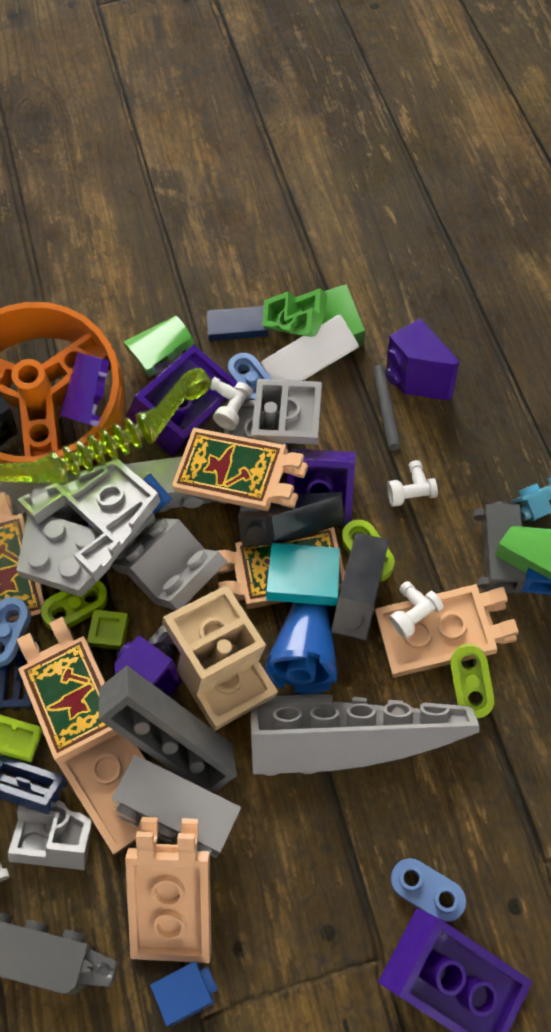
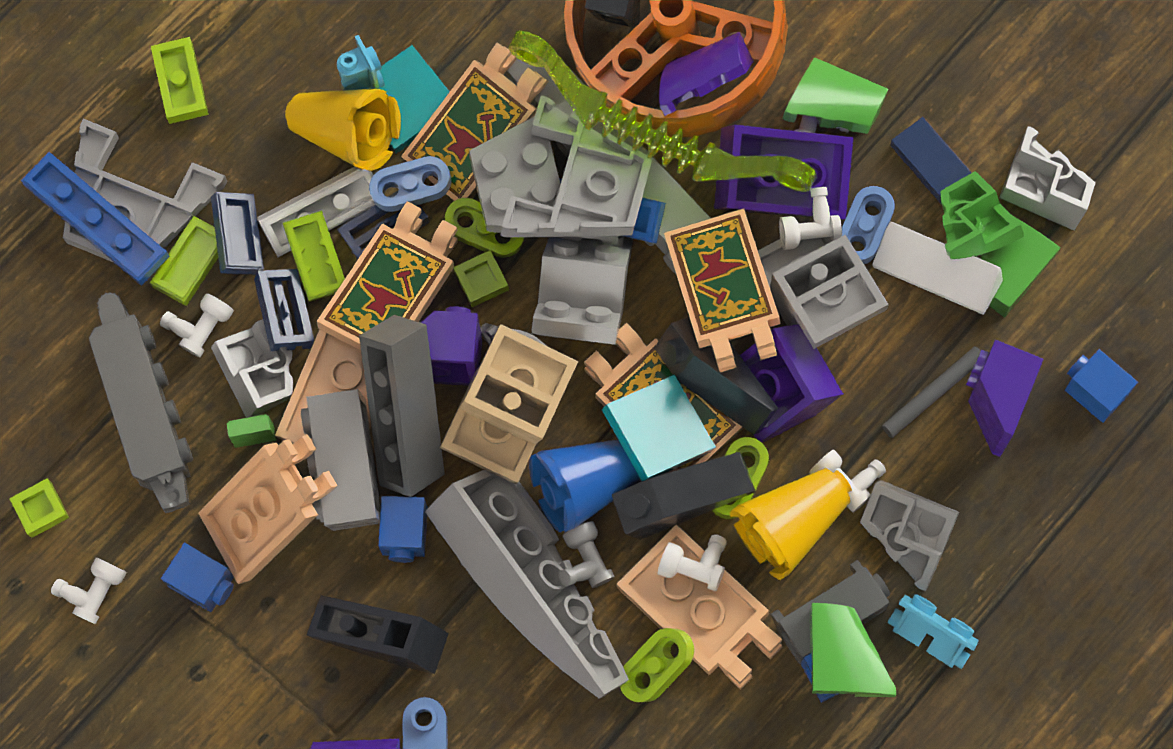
camera: 55 degrees right, 10 degrees up
(97, 870) = (251, 431): none -> bright green tile
(256, 798) = (403, 528): none -> blue brick
(299, 273) = (1047, 183): none -> light grey slope
(321, 872) = (379, 633): none -> black slope
(371, 683) = (593, 566): none -> light grey piece
(423, 533) = (791, 518): none -> yellow cone
(447, 314) = (1099, 384): none -> blue brick
(470, 471) = (909, 528): none -> light grey slope

